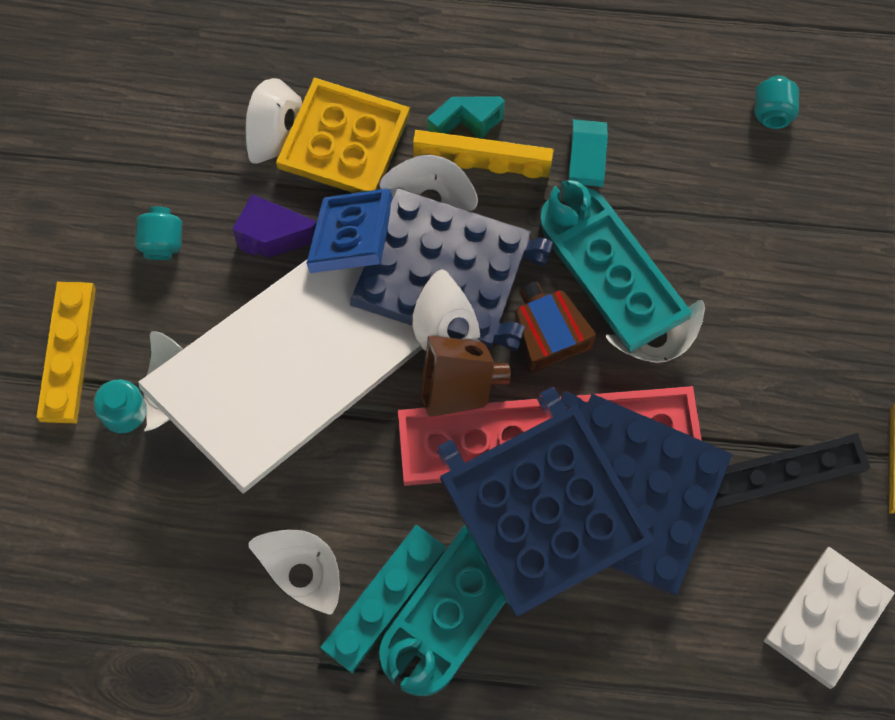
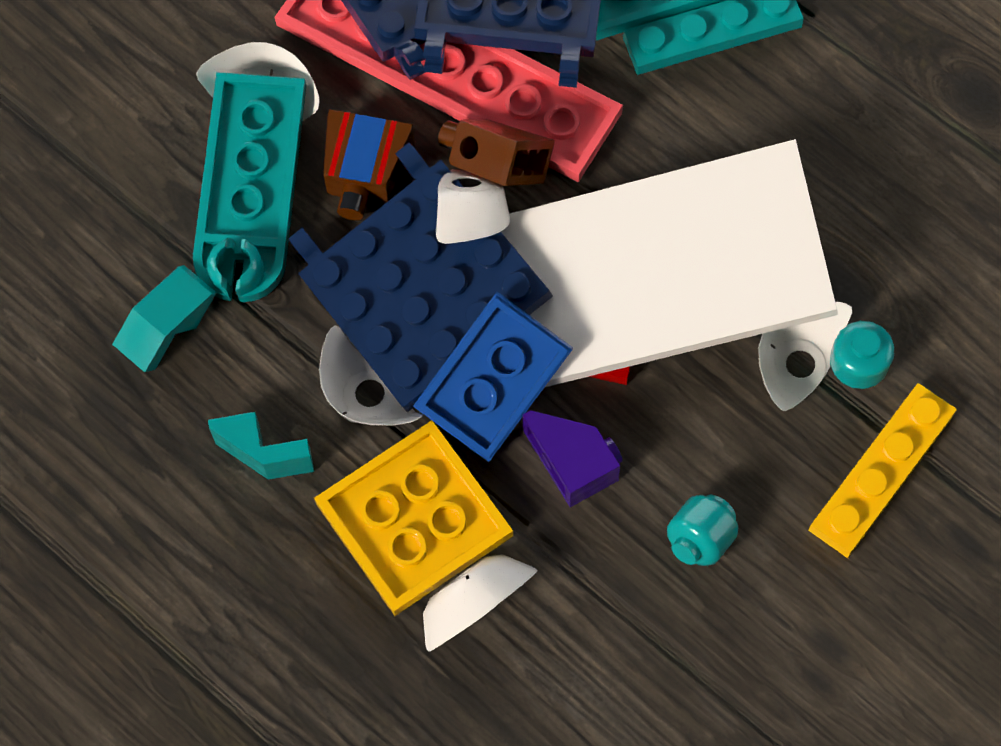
camera: 140 degrees left, 0 degrees up
(286, 548) = (764, 71): white piece -> none
(485, 154) = (293, 402): yellow plate -> none

